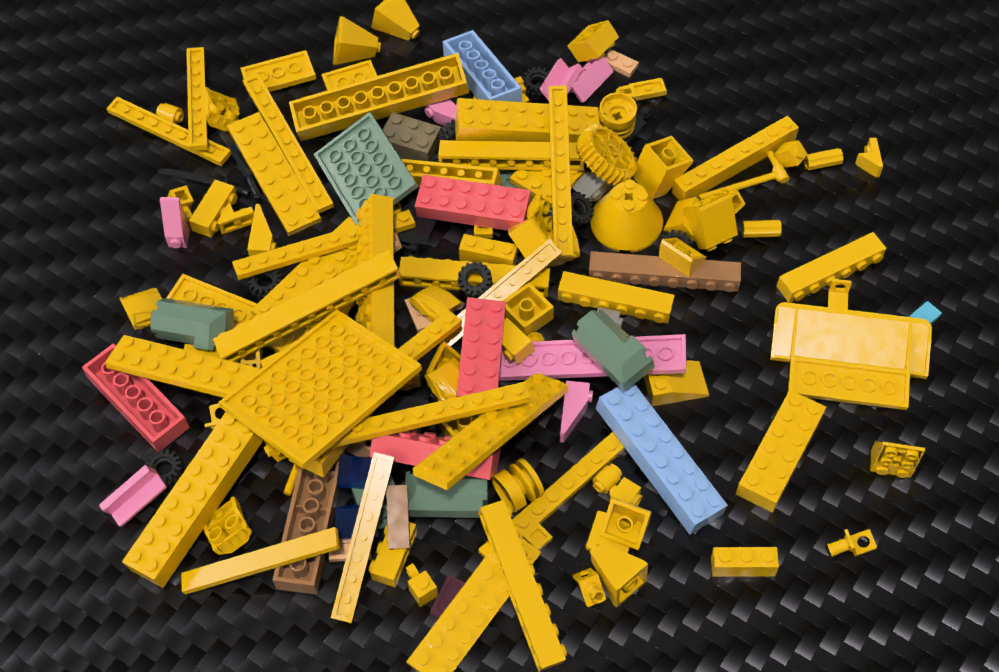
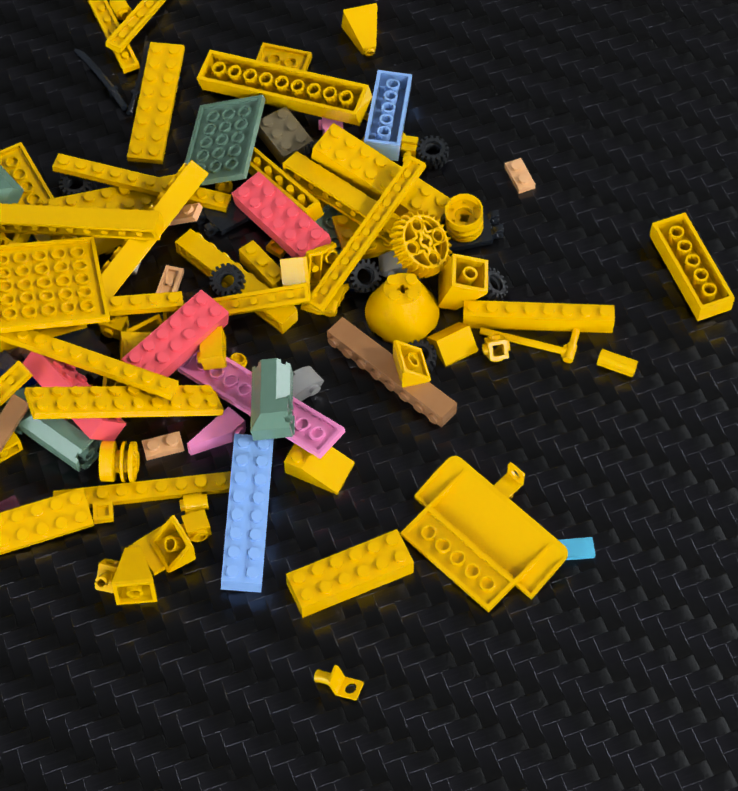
camera: 35 degrees right, 0 degrees up
(174, 222) = (43, 98): bright pink slope -> none
(185, 199) = (65, 84): yellow brick -> none
(211, 208) = (87, 103): yellow brick -> none
(220, 109) = (158, 25): yellow slope -> none
(232, 220) = (93, 121): yellow slope -> none
(260, 235) = (104, 146): yellow slope -> none
(282, 71) = (230, 22): yellow plate -> none
(288, 143) = (186, 85): yellow plate -> none
(353, 43) = (309, 30): yellow slope -> none
(435, 301) = (185, 279): yellow slope -> none
(521, 585) = (52, 536): yellow brick -> none
(528, 309) = (249, 332): yellow brick -> none
(536, 448) = (163, 445): none -> light nougat plate
(561, 75) = (448, 160): bright pink panel -> none
(590, 78) = (480, 174): bright pink panel -> none
(593, 41) = (506, 143): yellow brick -> none
(615, 296) = (332, 368): yellow brick -> none
(644, 89) = (515, 210): yellow hinge -> none
(712, 220) = (462, 354): yellow slope -> none
(744, 561) = (239, 636): yellow brick -> none
(763, 228) = (506, 387): yellow axle -> none
(791, 153) = (589, 340): yellow brick -> none
(811, 54) = (691, 266): none -> yellow brick
(834, 265) = (535, 456): yellow brick -> none
(871, 158) = (659, 389): yellow slope -> none
(895, 459) = (433, 639): yellow slope -> none

